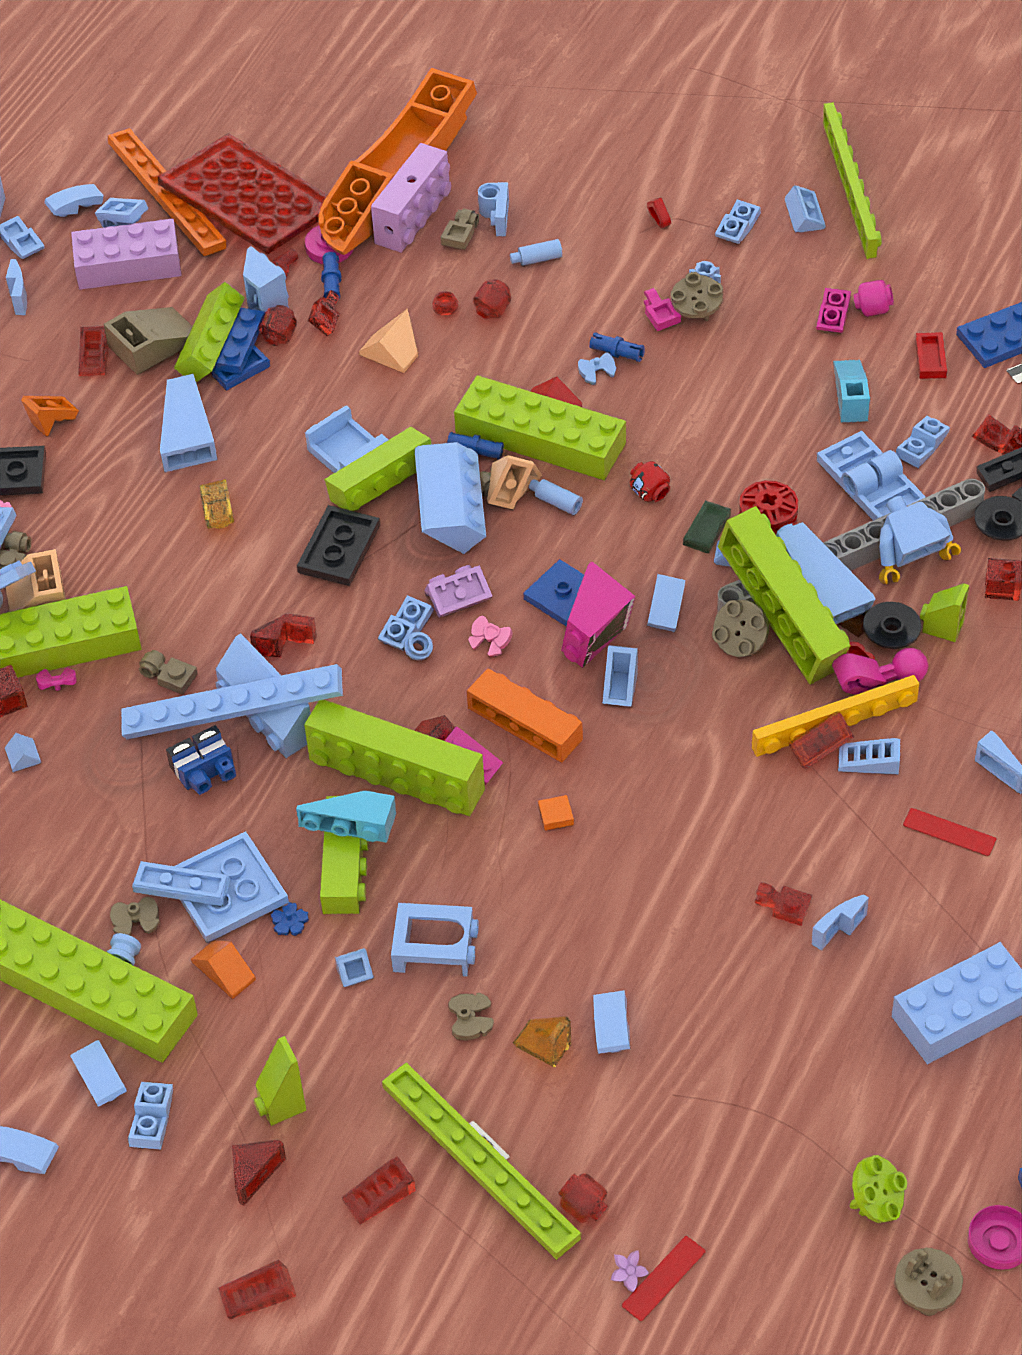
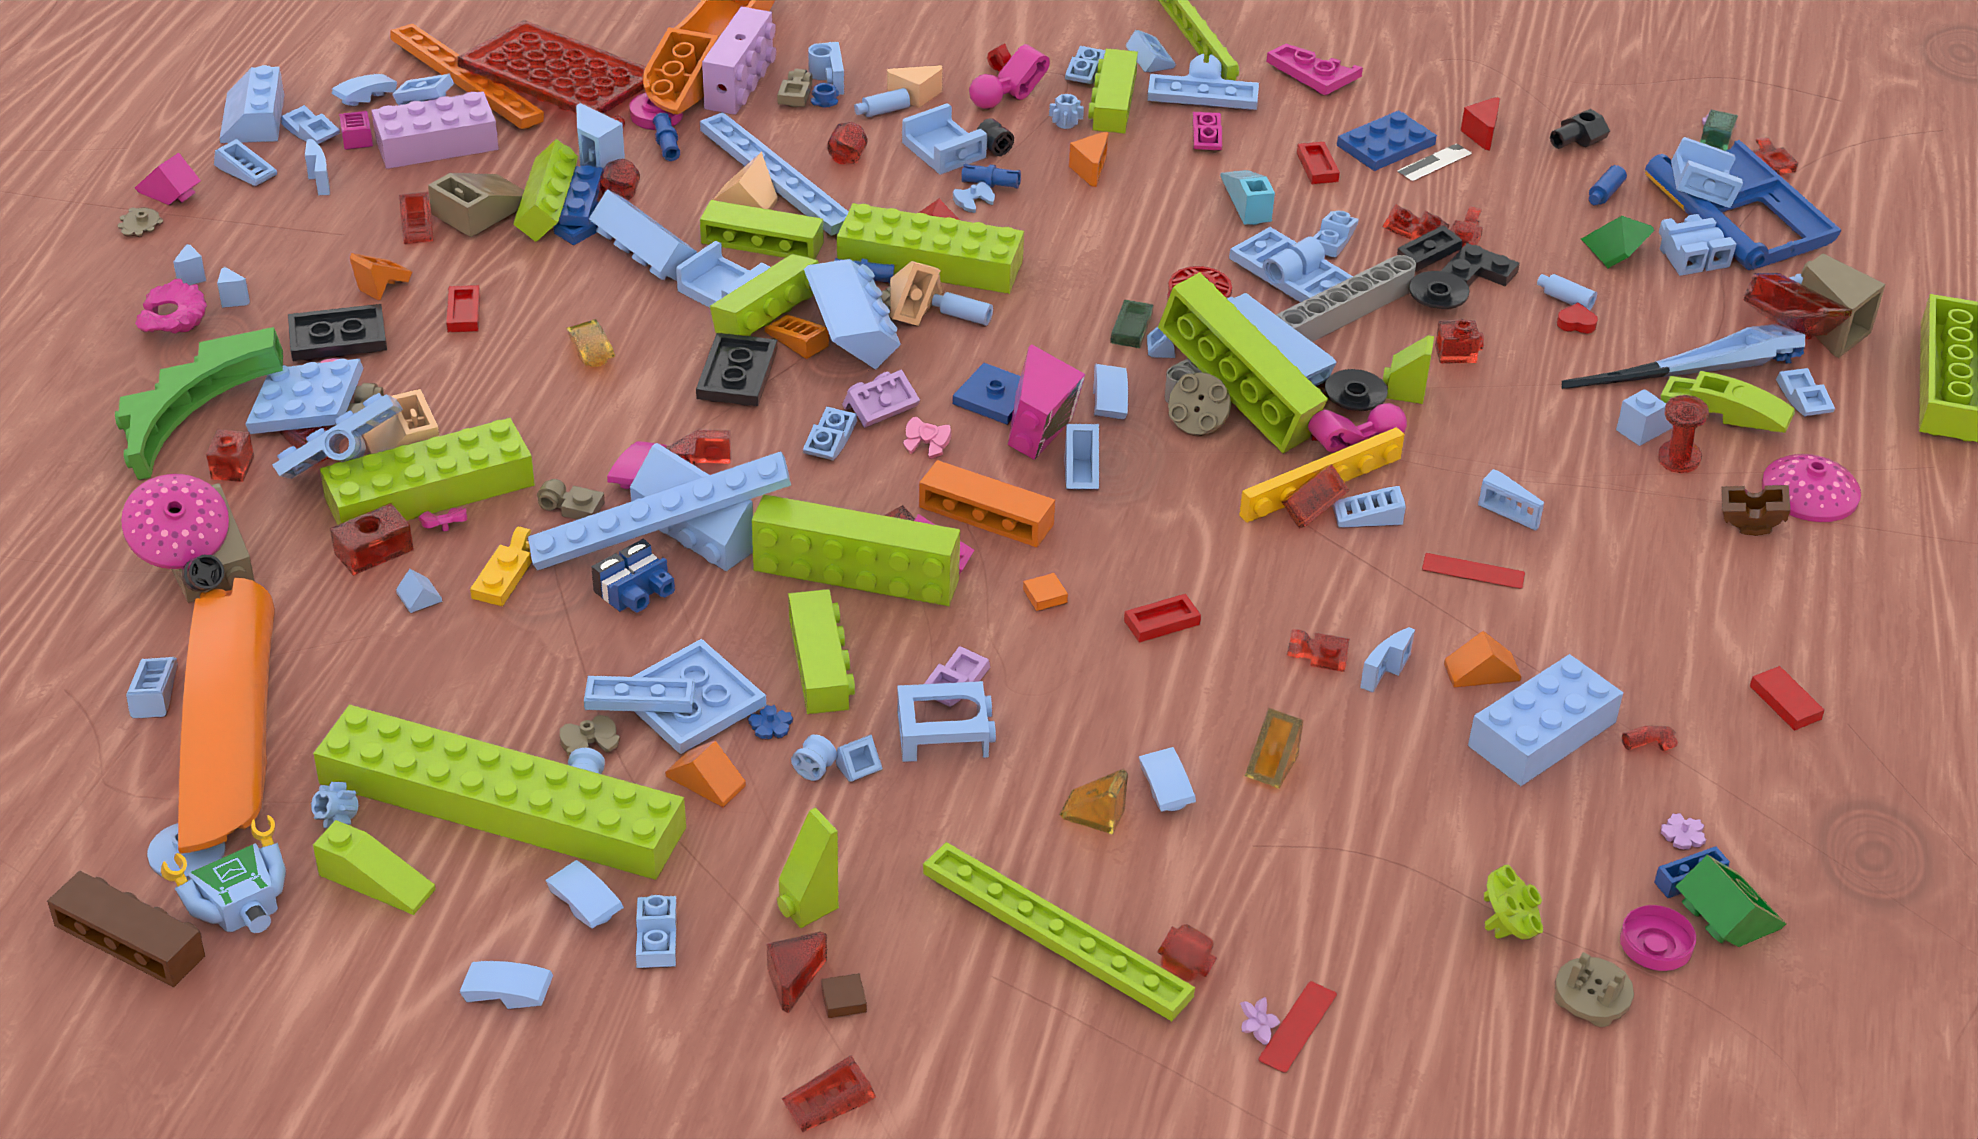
camera: 15 degrees left, 10 degrees down
(58, 244) = (356, 130): none -> dark pink slope
(96, 738) = (503, 570): none -> yellow plate
(115, 454) = (463, 308): none -> tile
(185, 427) = (541, 277): light blue slope -> none
(224, 636) = (629, 463): none -> dark pink slope
(283, 390) = (640, 234): none -> light blue brick
(290, 1197) = (843, 995): none -> reddish brown tile
(315, 962) = (814, 757): none -> light blue wheel
(323, 314) = (667, 169): clear red plate -> none
(356, 814) = (824, 603): medium azure slope -> none
(385, 1199) = (965, 957): clear red slope -> none
(393, 393) = (761, 230): none -> lime brick
(405, 525) = (799, 335): none -> orange slope
(422, 639) = (855, 447): light blue plate -> none
(426, 332) = (785, 178): none -> light blue plate
(445, 303) = (796, 151): clear red plate -> none
(460, 890) = (961, 667): none -> lavender slope
(467, 1025) = (1002, 801): dark tan piece -> none
(486, 239) = (824, 95): none -> blue plate
(573, 233) = (920, 82): none -> light nougat slope
(582, 301) = (942, 141): none -> light blue panel
(630, 302) = (998, 138): none -> black wheel
(650, 481) = (1061, 286): red head -> none
(652, 851) = (1162, 618): none -> red tile
(659, 311) = (1028, 144): dark pink plate -> none
(666, 235) = (1016, 78): none -> dark pink beam
(691, 304) = (1064, 124): dark tan plate -> none
(712, 1005) = (1275, 748): none -> clear yellow slope
(713, 333) = (1089, 156): none -> orange slope
(756, 256) = (1113, 90): none -> lime brick
(841, 258) = (1203, 87): none -> light blue plate
(874, 298) = (1246, 116): dark pink head -> none
(911, 535) = (1355, 305): light blue torso -> none
(926, 934) = (1481, 663): none -> orange slope
(955, 246) = (1318, 74): none -> dark pink wing

